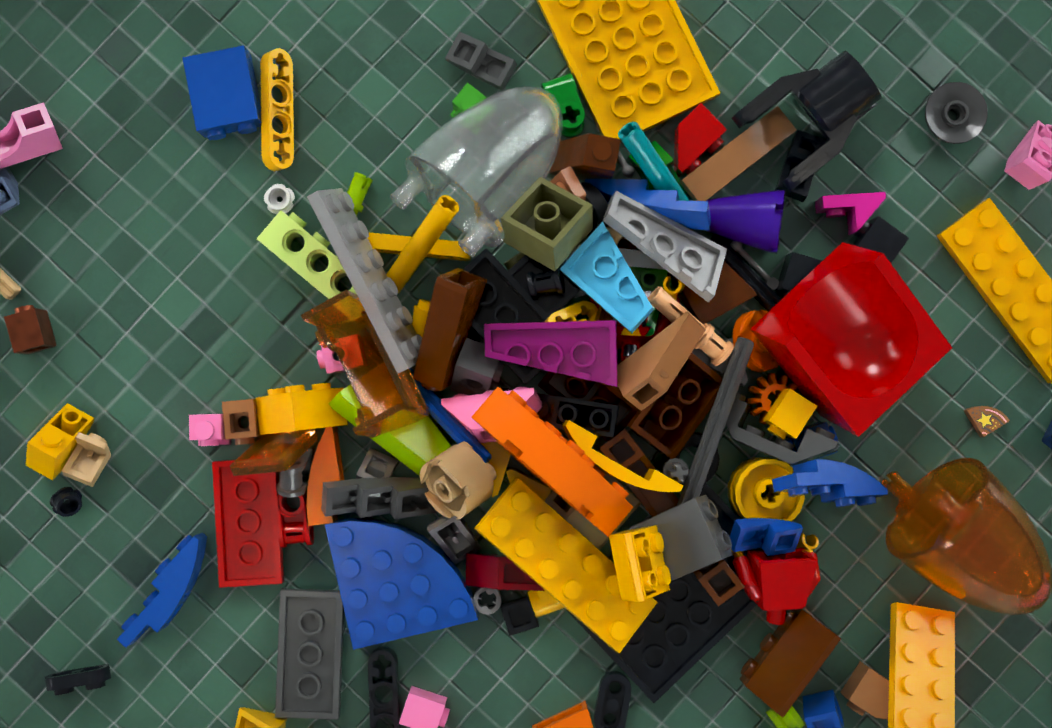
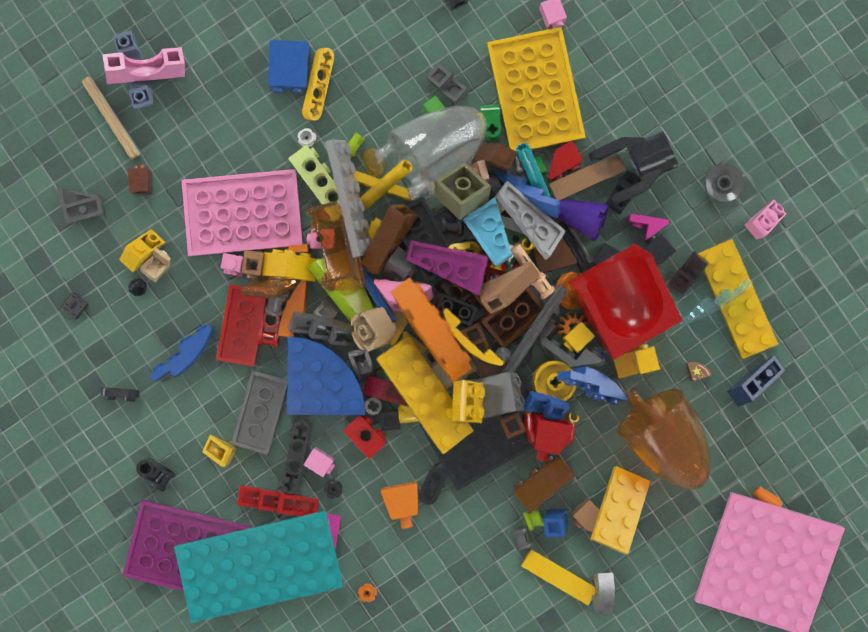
camera: 20 degrees right, 0 degrees up
(205, 342) = (242, 212): none -> bright pink plate
(307, 379) = (304, 248): none -> orange tile
(394, 217) = (373, 166): none -> clear yellow brick
(496, 667) = (368, 447): none -> red brick
(896, 428) = (638, 361): none -> yellow brick
(935, 267) = (688, 273): none -> black slope
(981, 313) = (708, 305): none -> clear light blue slope

